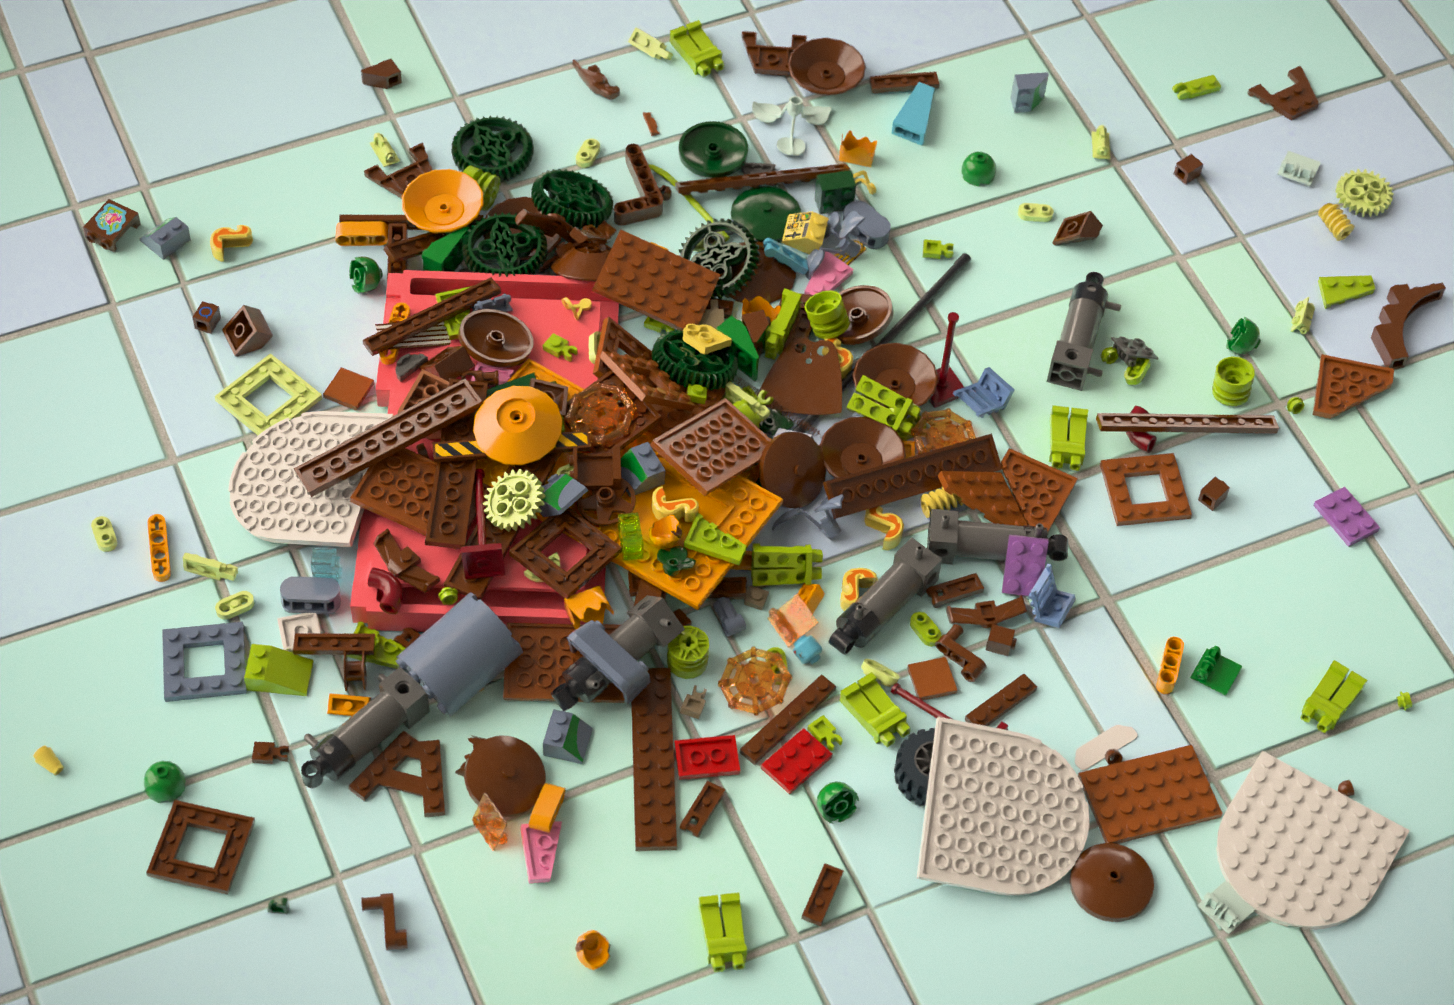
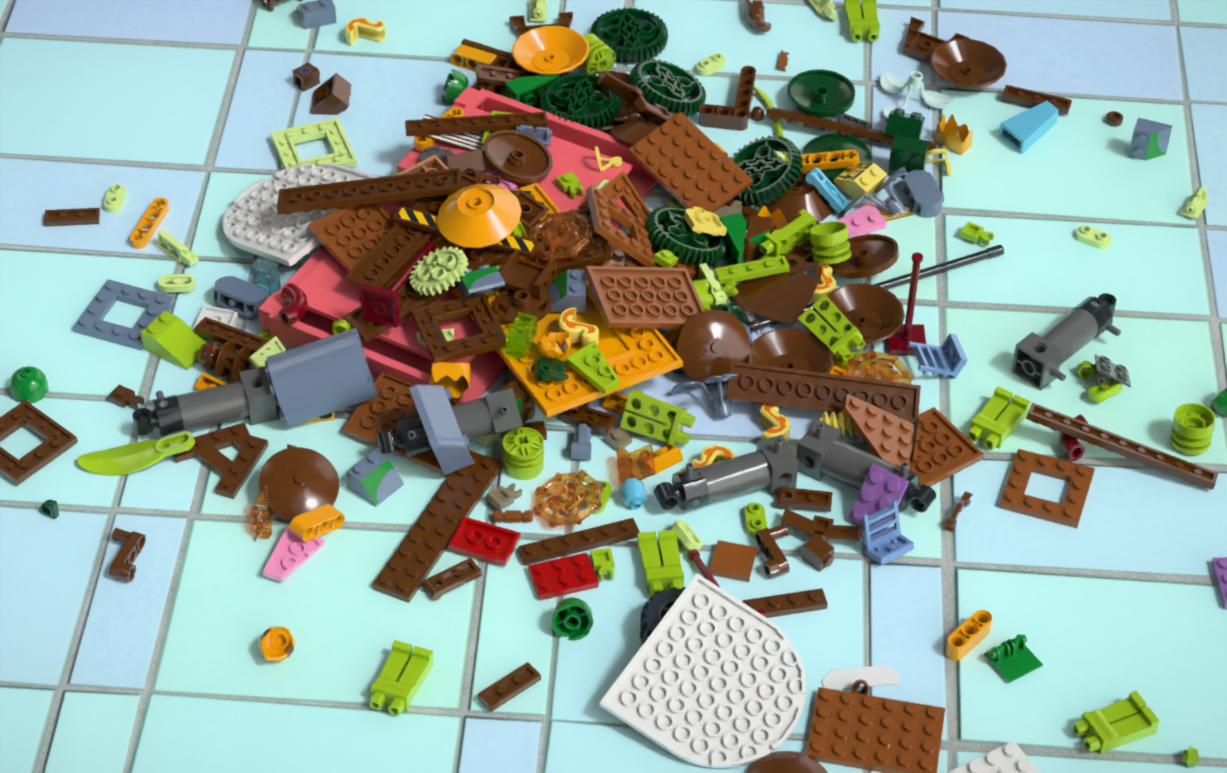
camera: 30 degrees right, 10 degrees down
(74, 572) = (71, 217): none -> reddish brown tile
(323, 812) = (136, 455): none -> lime plant
(325, 672) = (208, 354): none -> reddish brown head
(348, 388) = (381, 163): dark orange tile -> none
(383, 650) = (270, 348): none -> yellowish green plate
(404, 563) = (323, 291): reddish brown plate -> none
(714, 719) = (513, 516): none -> dark orange axle
(762, 221) = (825, 158): none -> light orange beam
(770, 370) = (751, 269): none -> lime tile
(811, 157) = (905, 124): none -> dark green brick
(978, 169) = (1061, 185): green cylinder -> none
(980, 77) = (1114, 118): none -> reddish brown tile
(1078, 229) = (1125, 262): reddish brown slope -> none
(1089, 559) = (965, 501): none -> reddish brown piece
(1213, 493) = (1112, 513): reddish brown brick -> none

